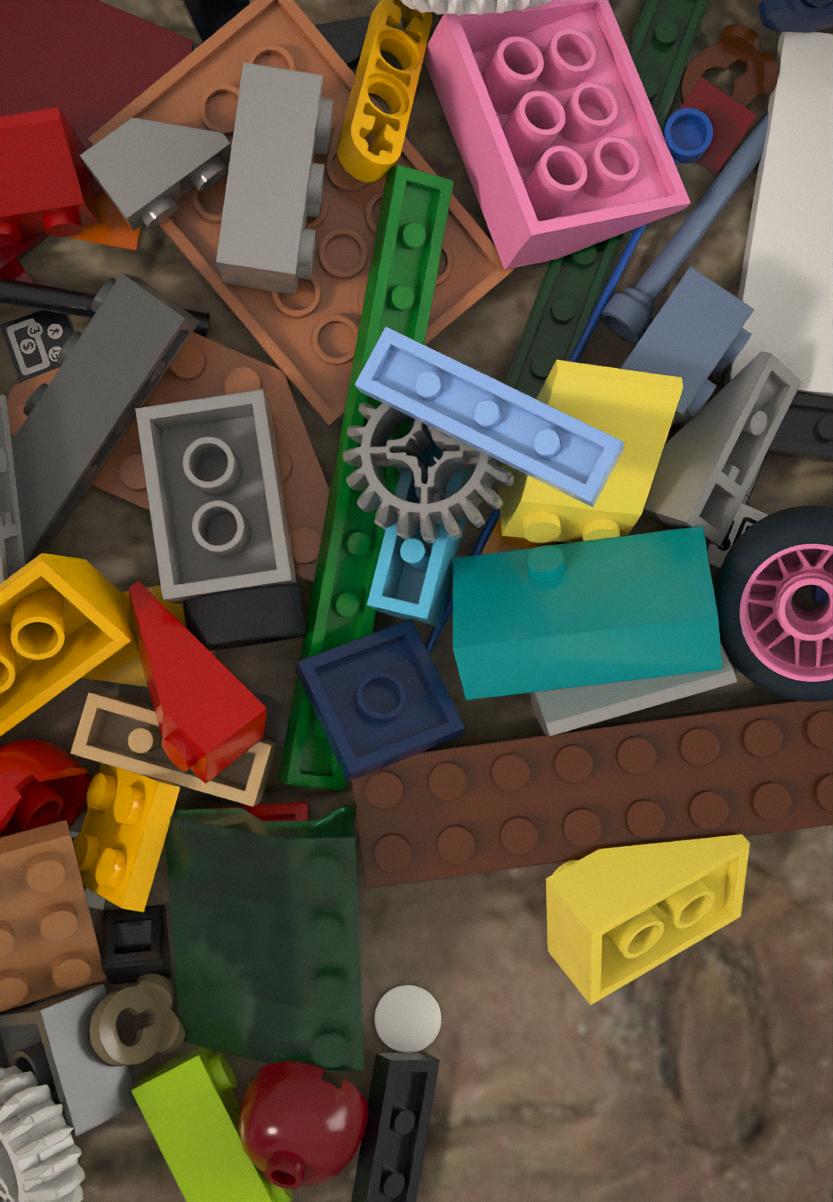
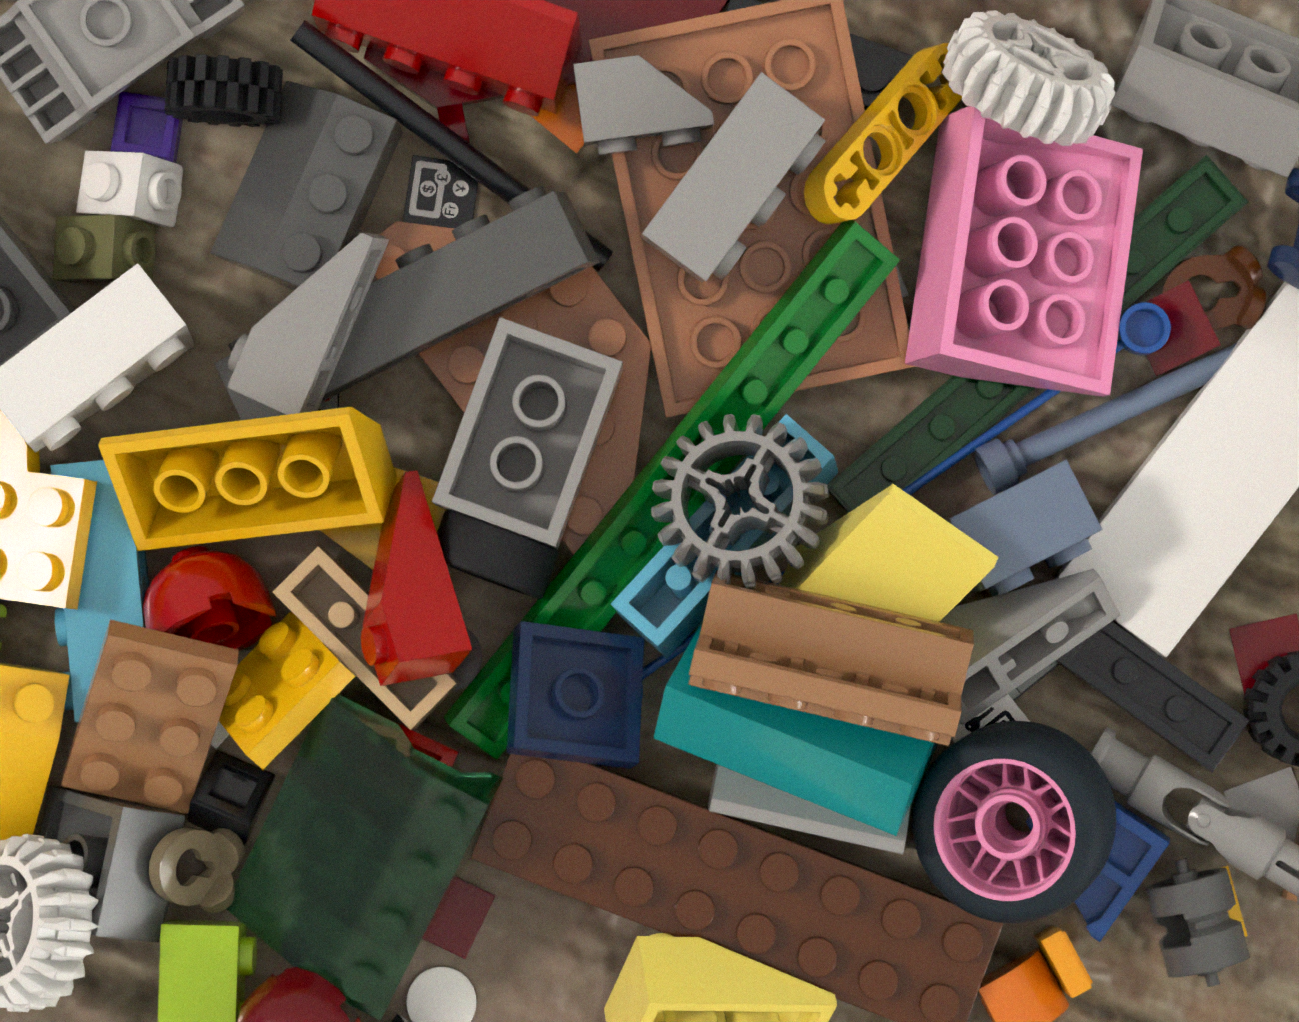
camera: 25 degrees right, 0 degrees up
(384, 939) = (459, 917): none -> dark red sticker
(490, 416) = (807, 500): light blue plate -> none
(569, 554) = (833, 658): none -> medium nougat brick

